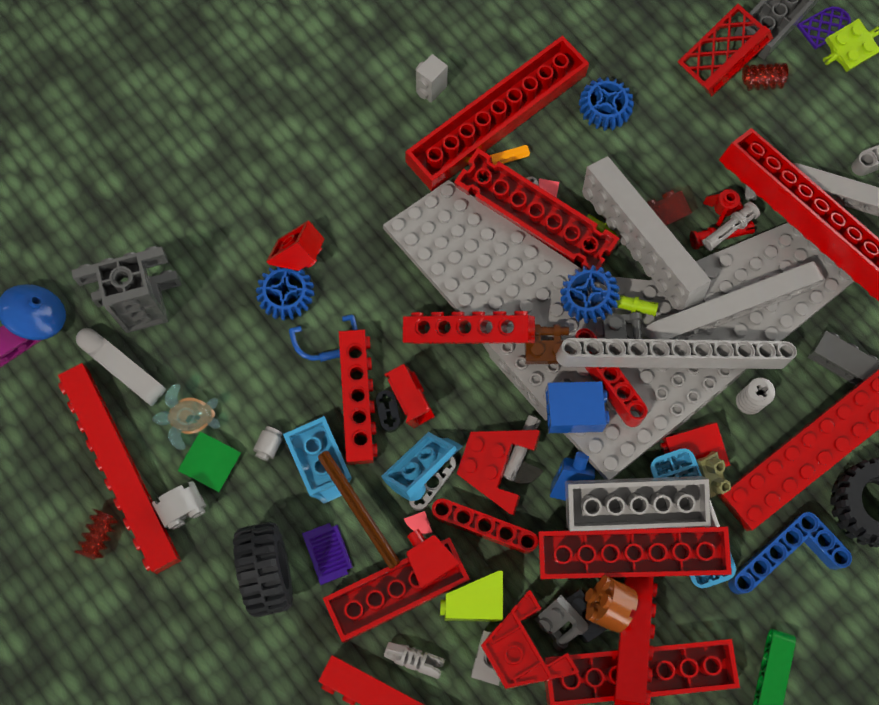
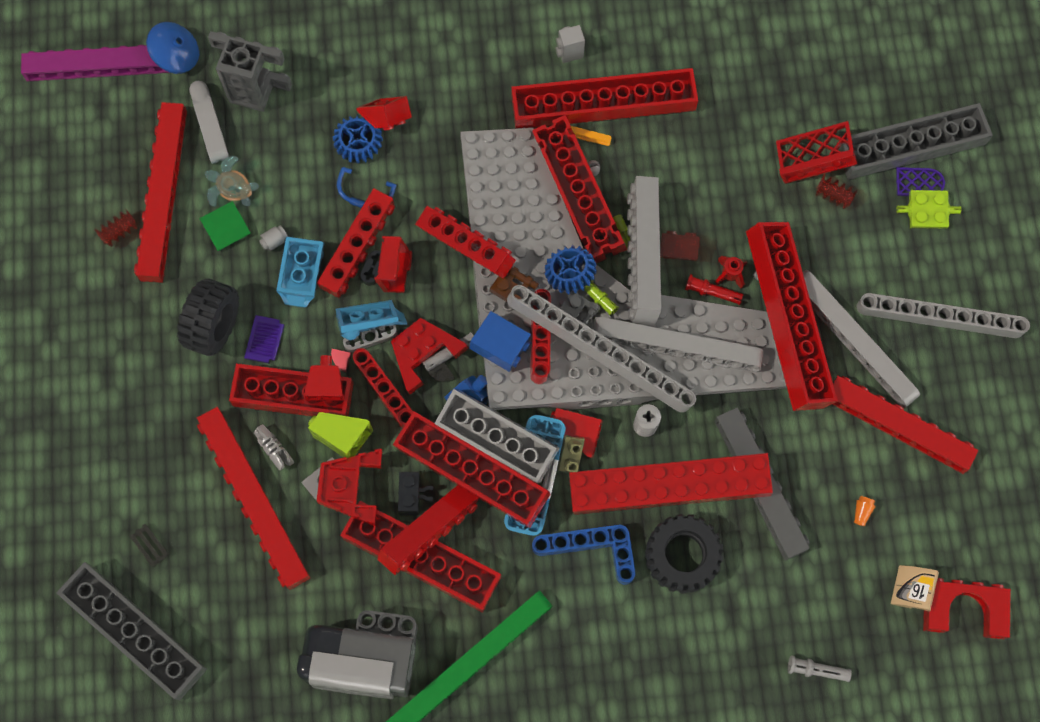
camera: 35 degrees right, 0 degrees up
(178, 505) = (184, 241): light grey brick -> none
(358, 509) = (301, 319): reddish brown axle -> none
(549, 186) = (605, 179): coral tile -> none
(557, 615) = (386, 481): dark grey plate -> none
(607, 95) = (680, 142): blue gear -> none
(611, 604) = (428, 491): dark orange brick -> none
(737, 221) = (729, 286): light grey pin -> none

